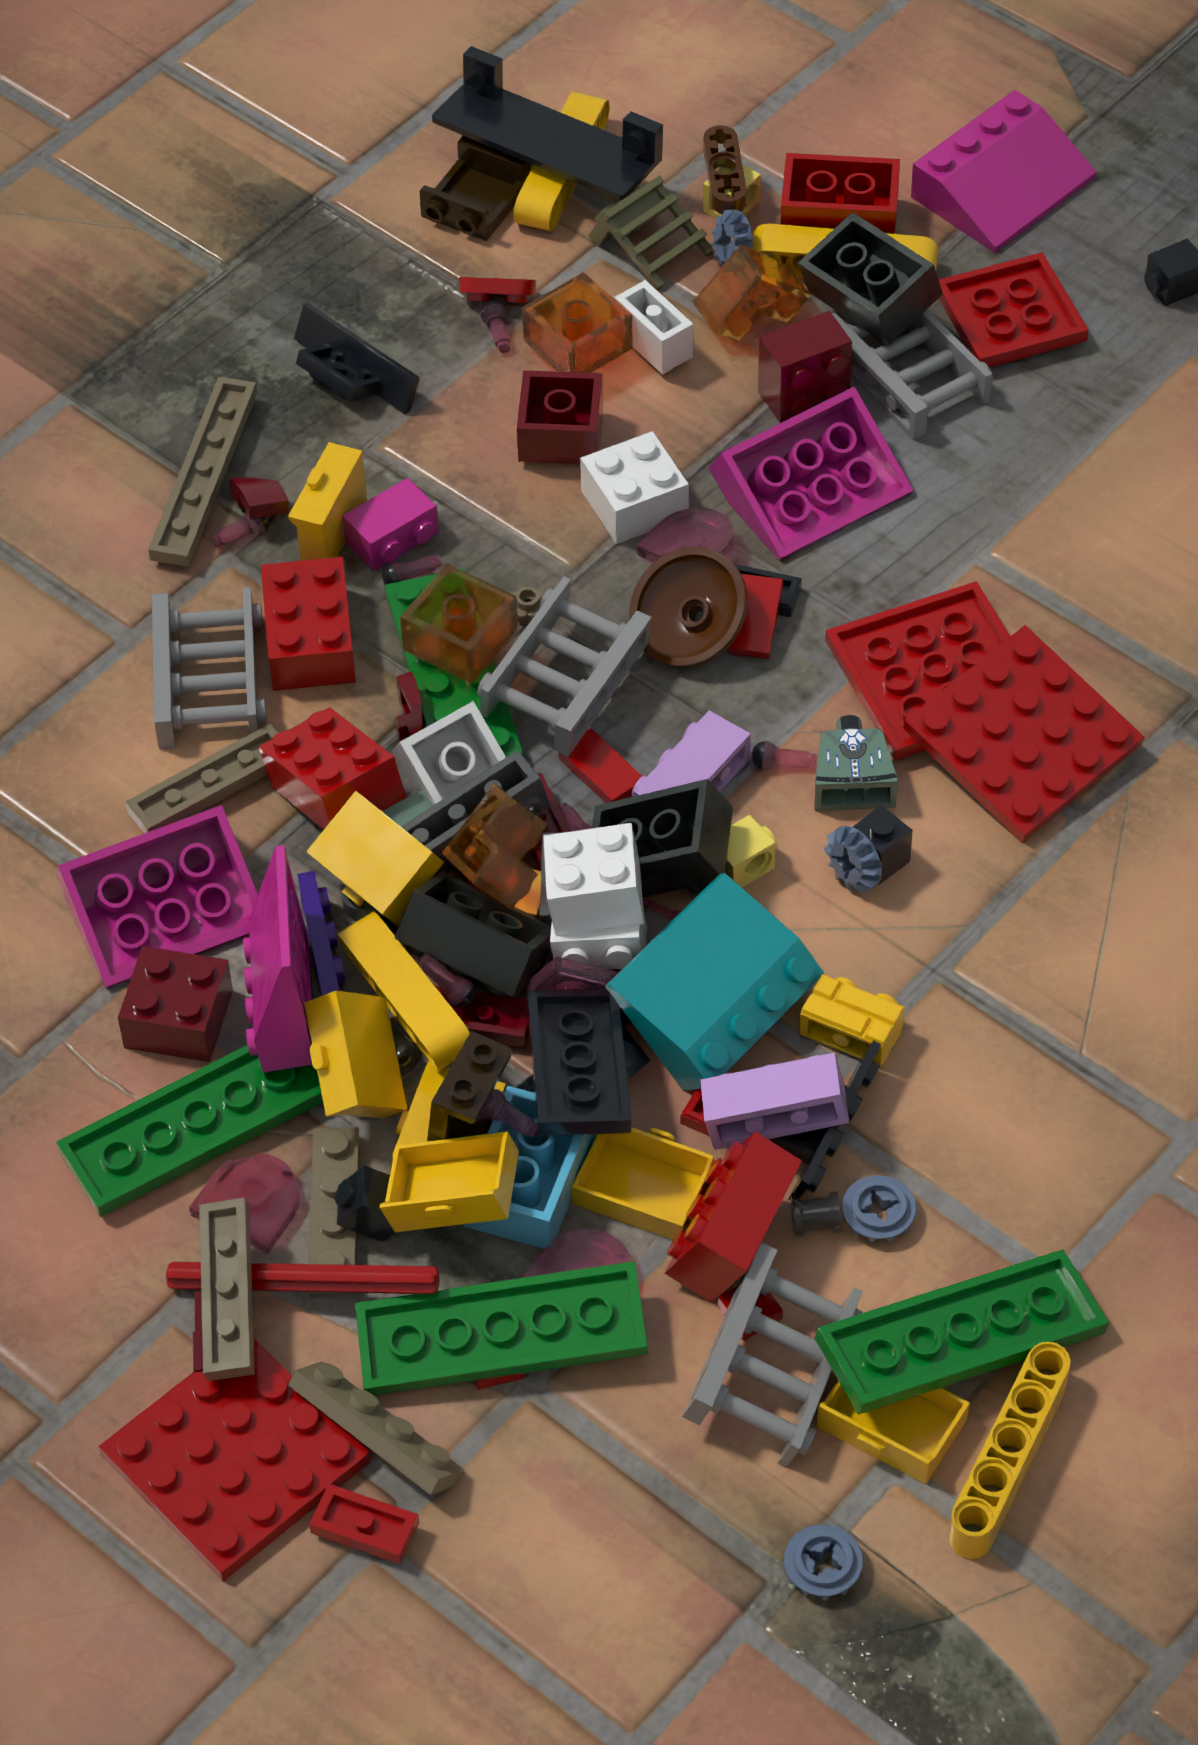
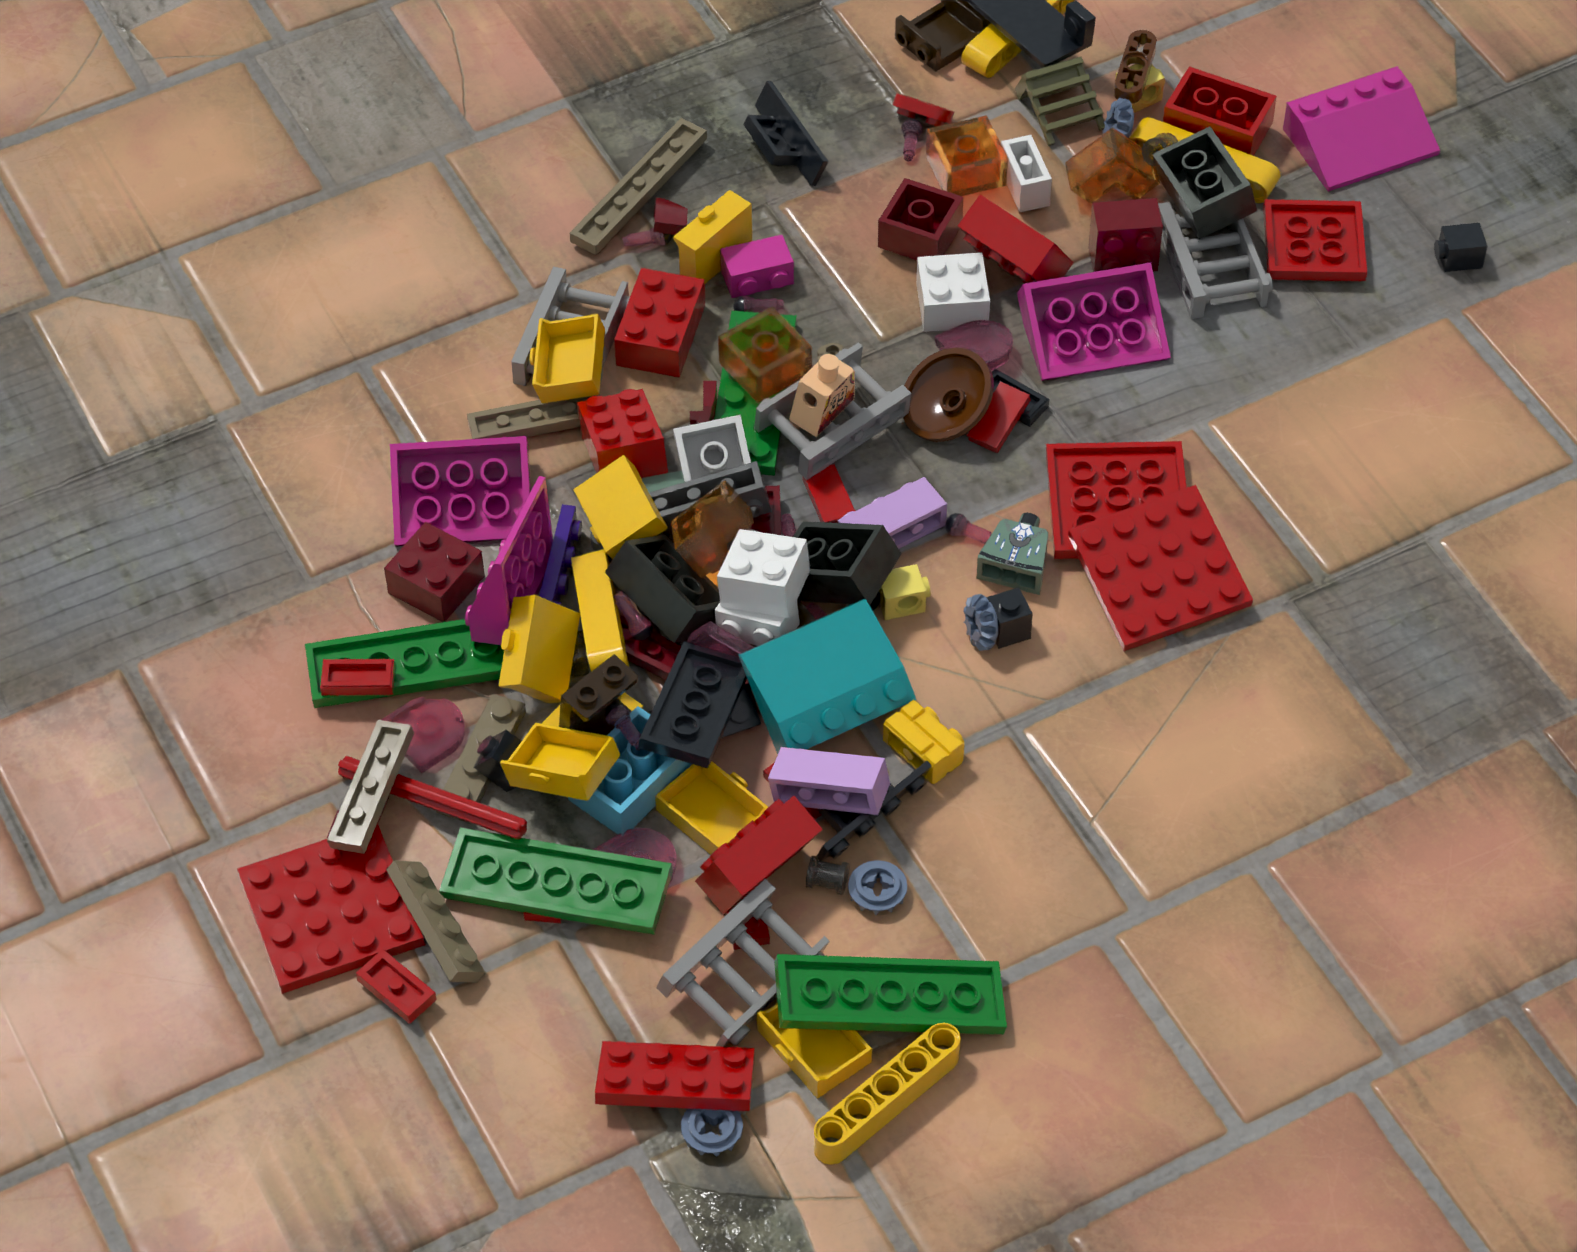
camera: 20 degrees right, 0 degrees up
(143, 1161) = (357, 677): none -> red tile
(225, 697) = (568, 358): none -> yellow container
(564, 632) = (831, 386): none -> light nougat torso
(684, 410) = (1012, 243): none -> red brick
(753, 1516) = (675, 1076): none -> red plate
(790, 247) = (1153, 145): none -> clear smoke bush

